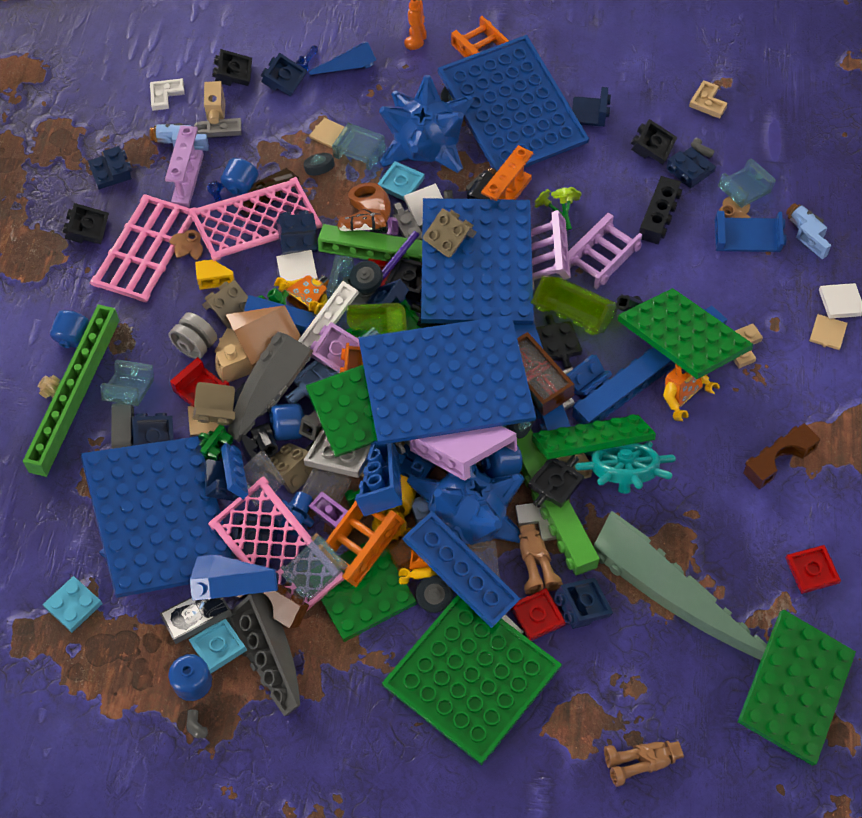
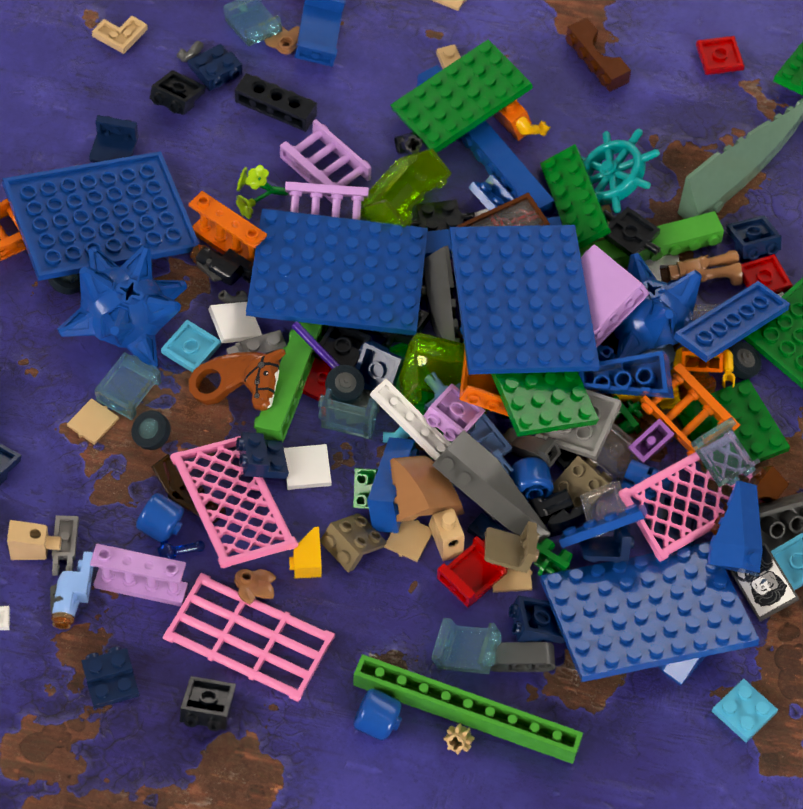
camera: 90 degrees left, 0 degrees up
(193, 335) = (408, 571): light grey wheel -> none
(305, 292) = (354, 451): torso -> none
(448, 232) = (310, 284): dark tan bracket -> none

